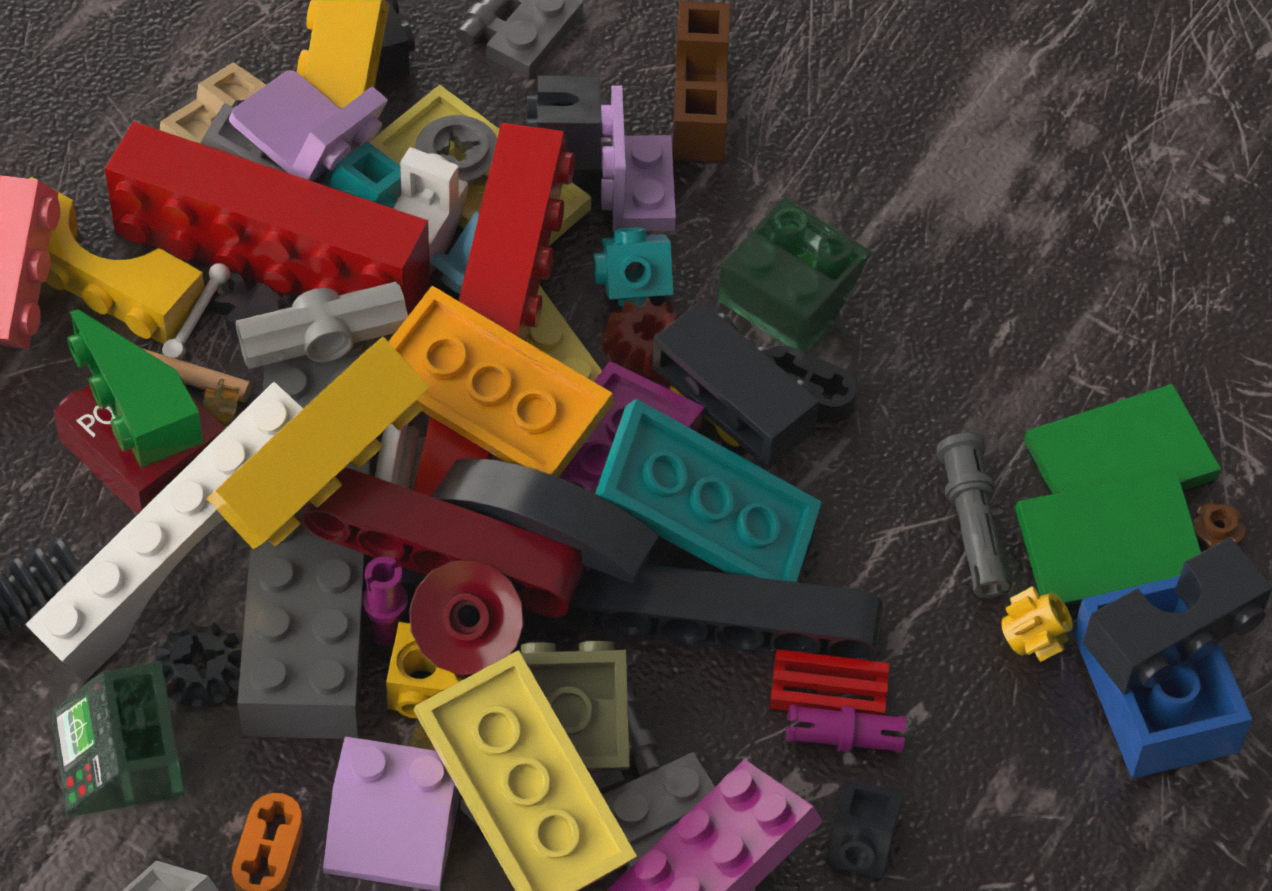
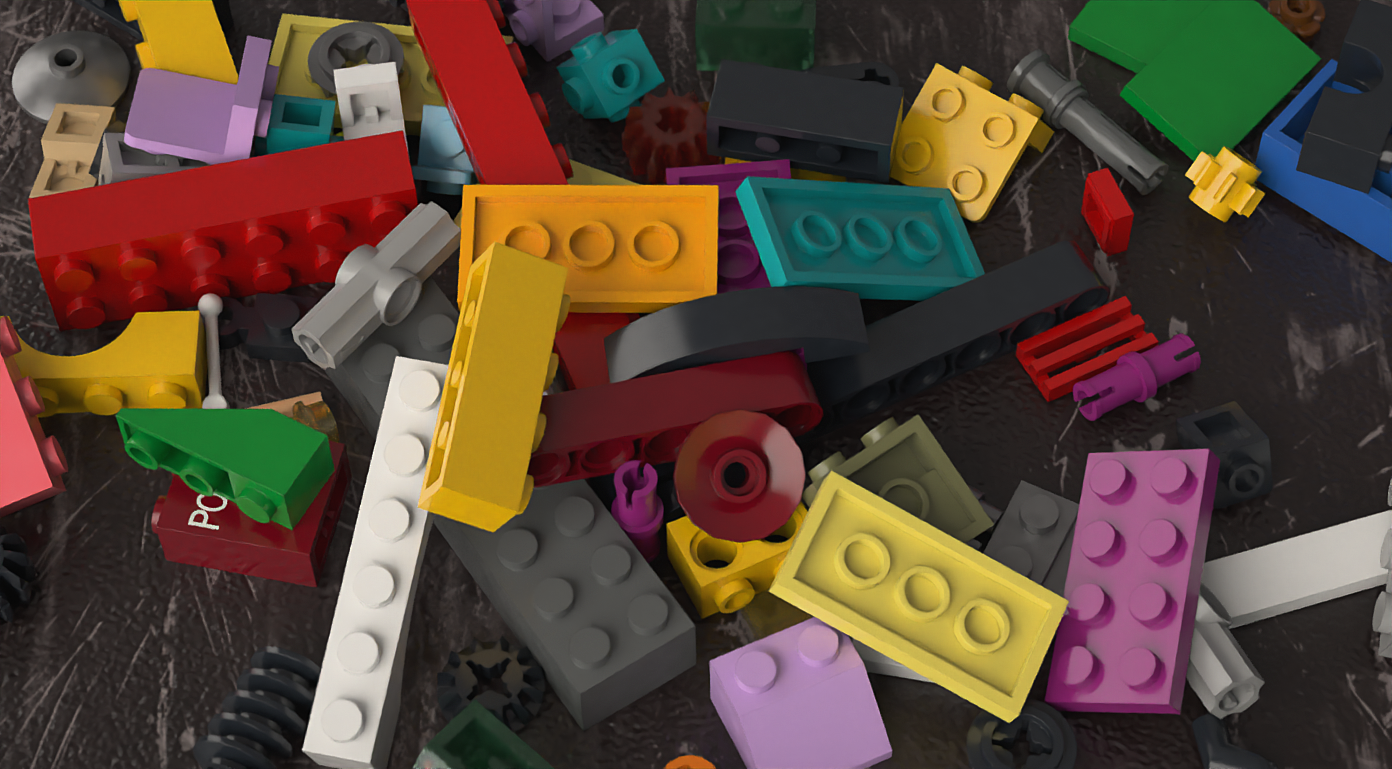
camera: 30 degrees left, 0 degrees up
(262, 43) = (70, 70): none -> flat silver dish
(867, 470) = (966, 139): none -> yellow bracket
(927, 591) = (1107, 212): none -> red tile

